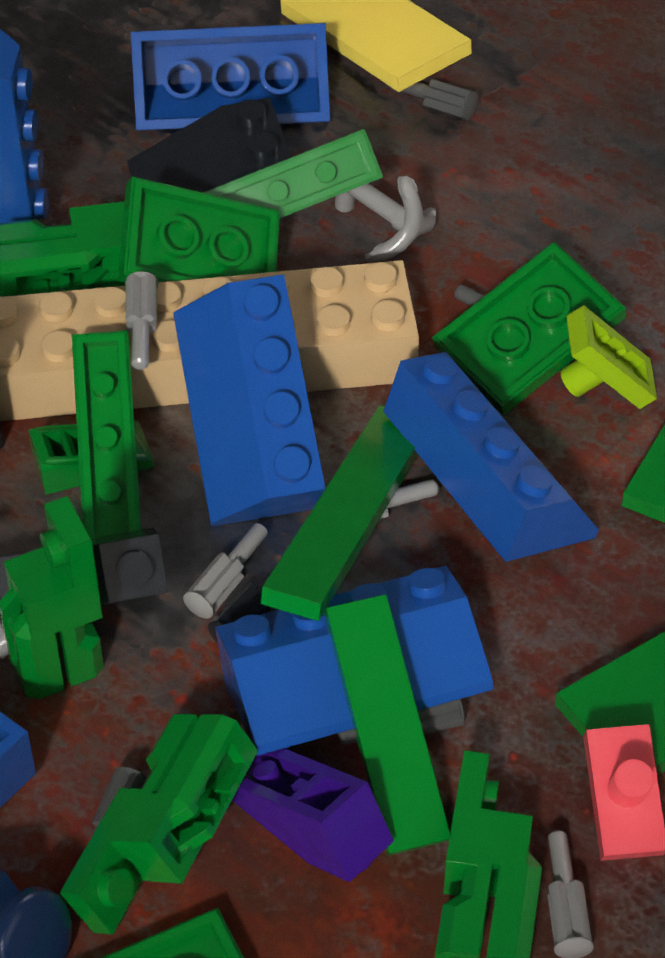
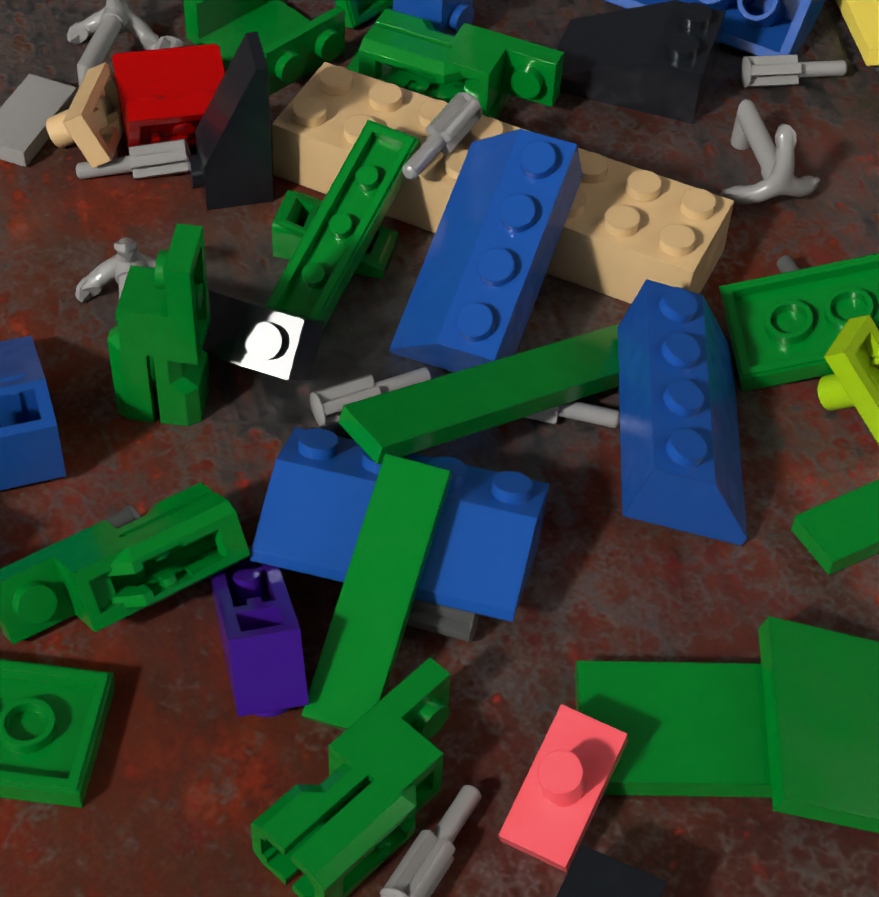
camera: 30 degrees right, 0 degrees up
(194, 234) = (559, 93): green tile -> none
(308, 176) = (673, 94): green tile -> none
(336, 124) = (785, 70): none -> light grey axle

